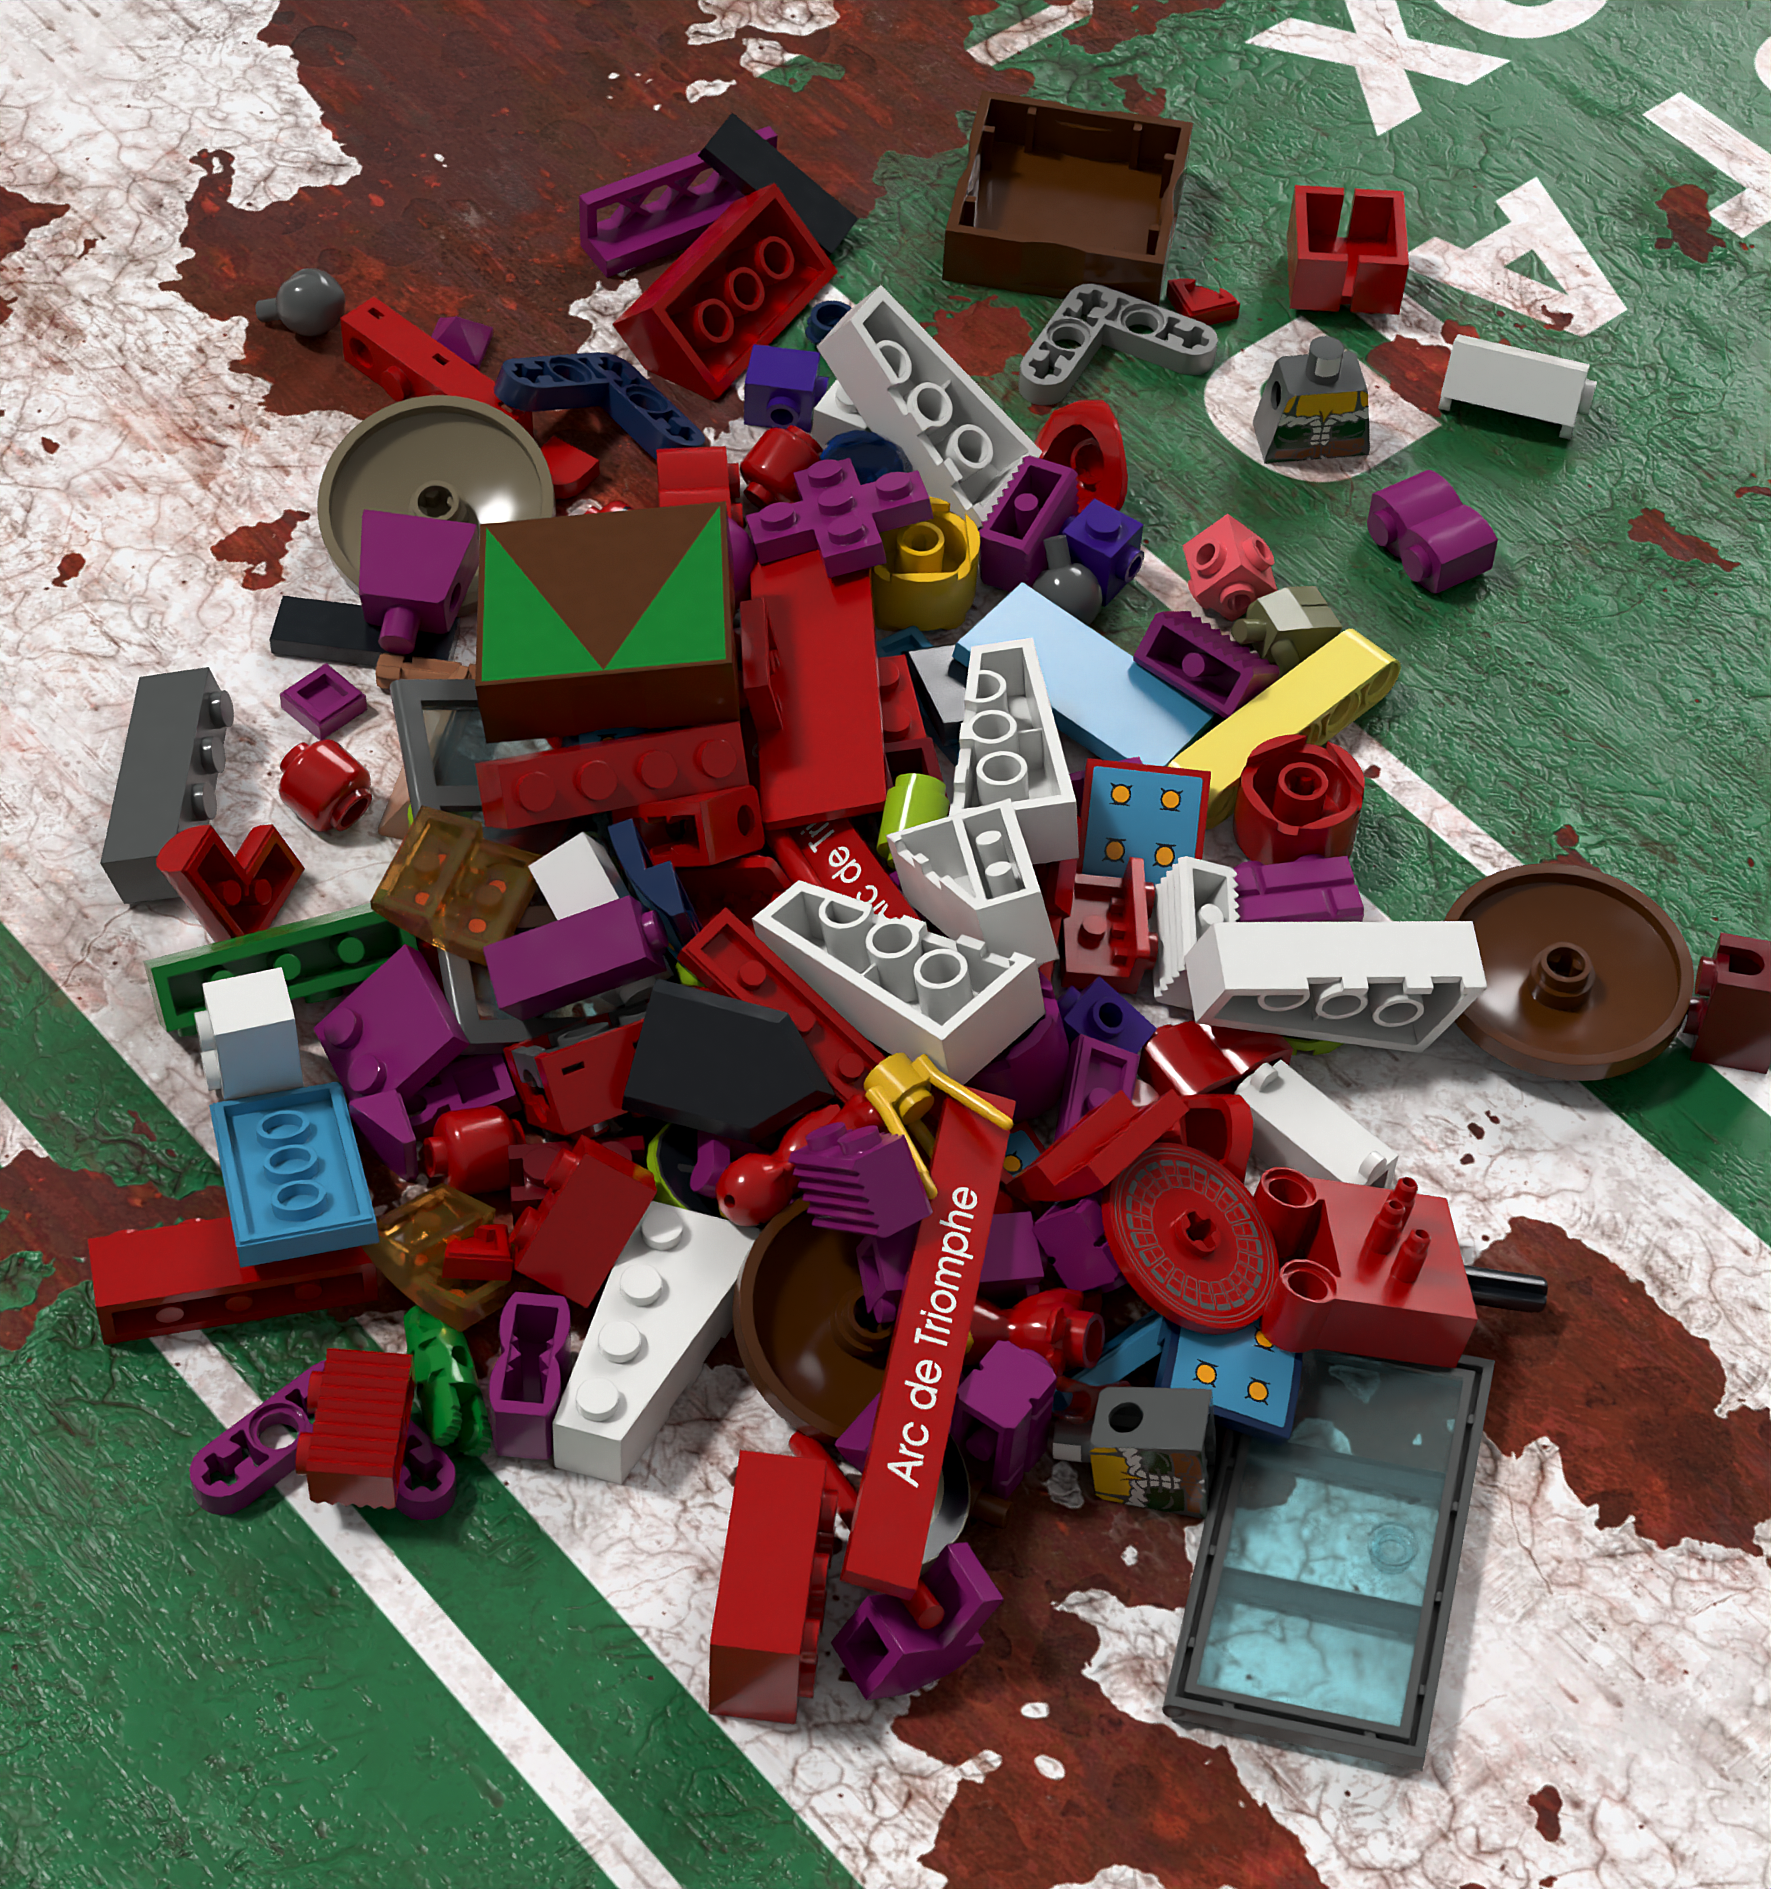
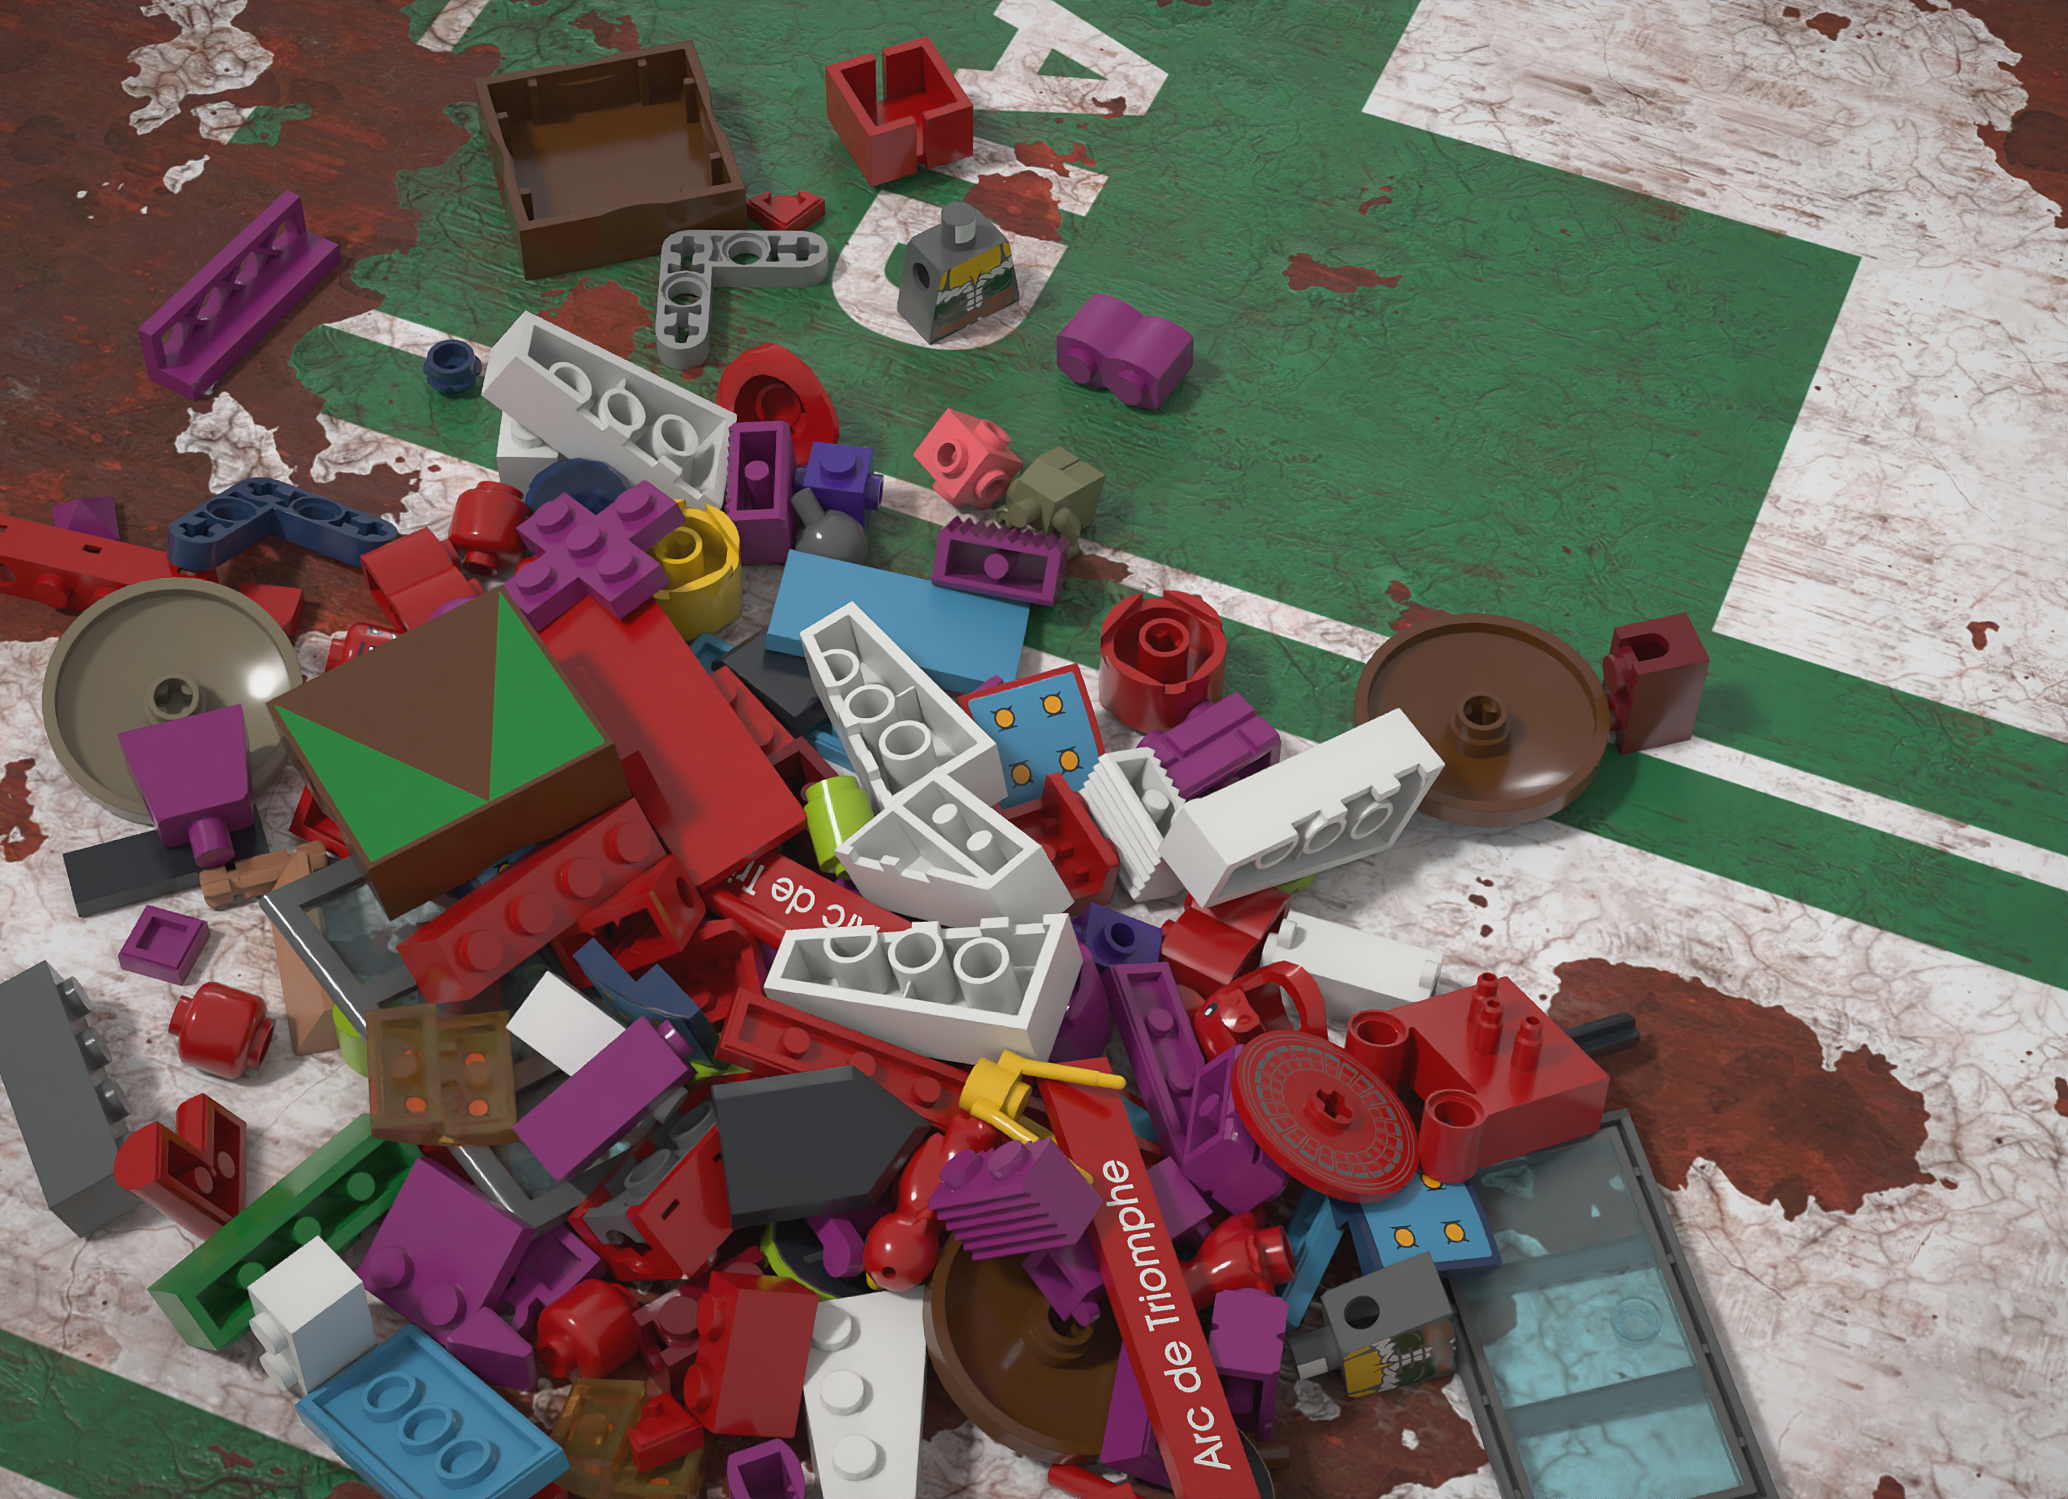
camera: 25 degrees left, 0 degrees up
(727, 293) = (332, 374): red slope -> none
(753, 163) = (326, 247): black tile -> none
(783, 387) = (444, 447): dark purple brick -> none
(1083, 1401) = (1309, 1313): clear red hand -> none
(1097, 1148) = (1201, 1068): red slope -> none
(1310, 700) = (1102, 574): light yellow beam -> none
(1517, 382) = (1121, 180): white brick -> none

